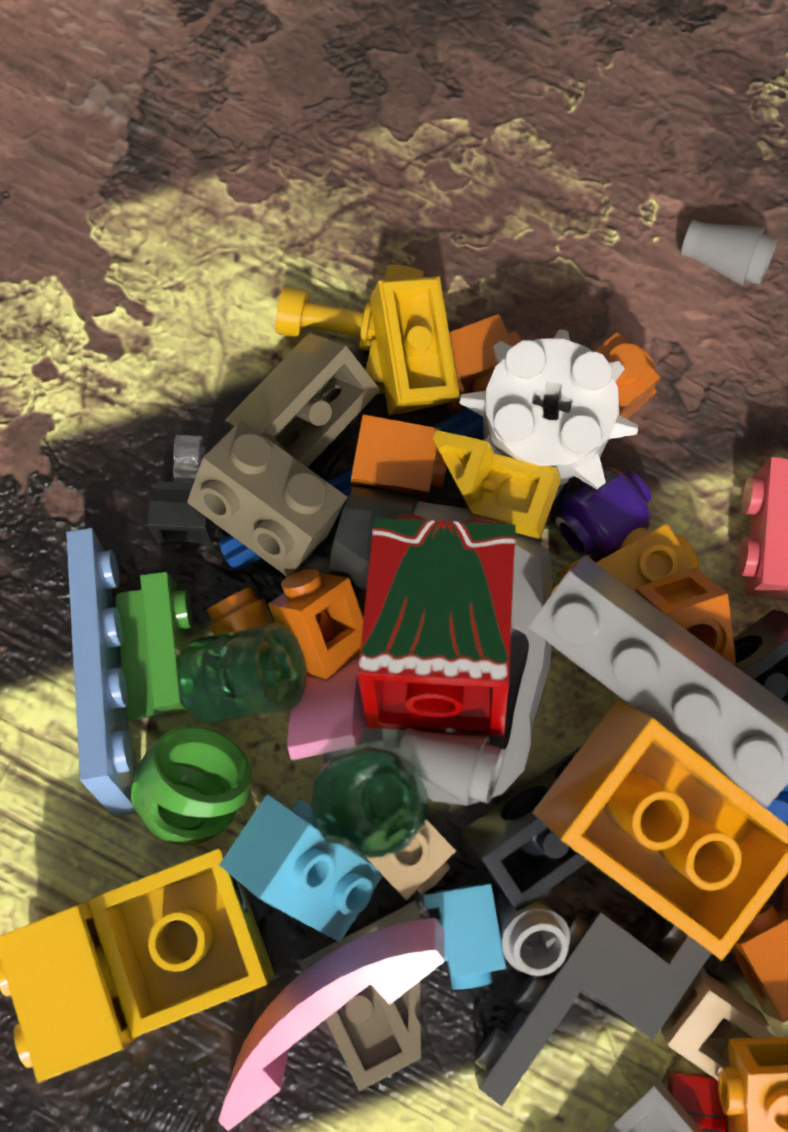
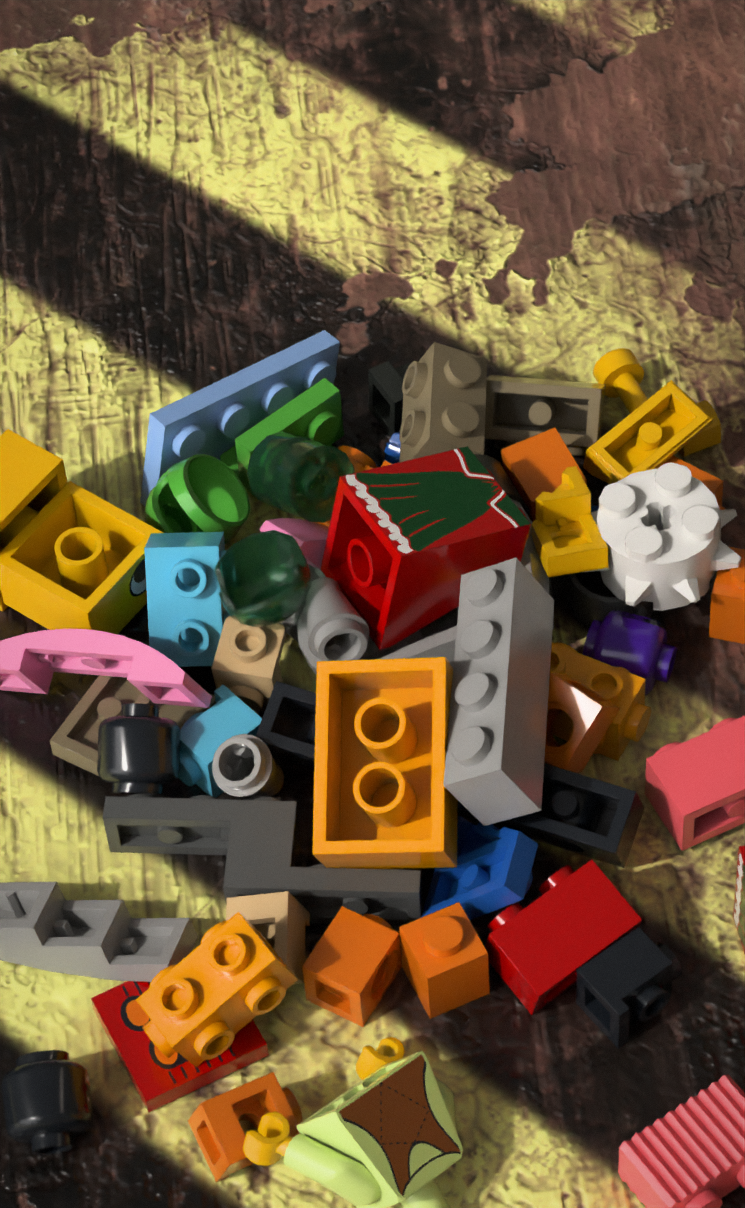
camera: 60 degrees right, 25 degrees down
(451, 1027) = (138, 750): none -> black head

